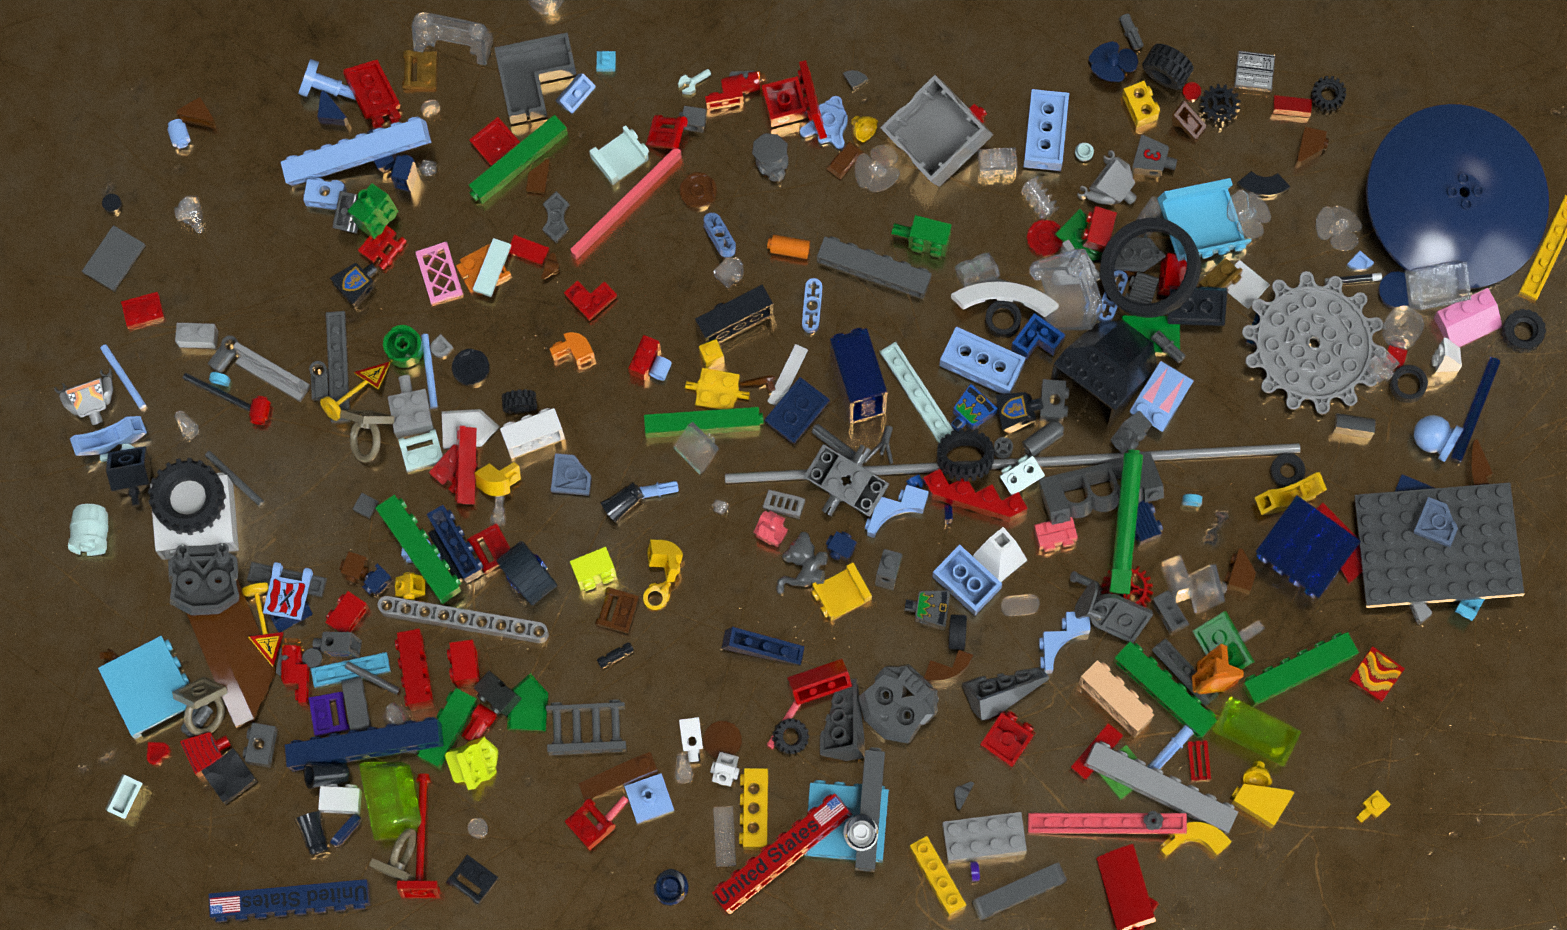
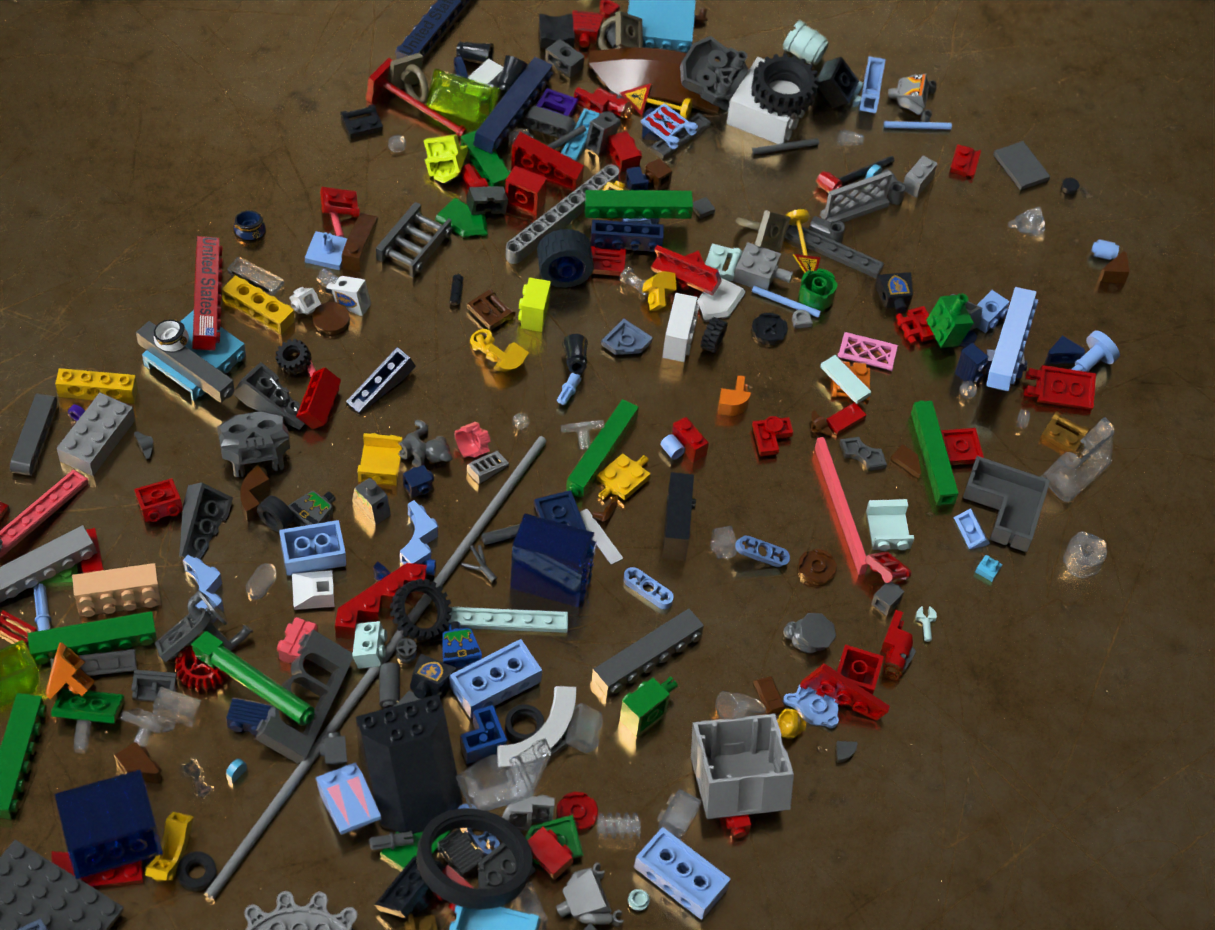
camera: 115 degrees right, 20 degrees down
(711, 354) = (657, 486): yellow brick -> none
(789, 246) = (714, 600): orange brick -> none
(862, 492) = (470, 510): dark grey slope -> none

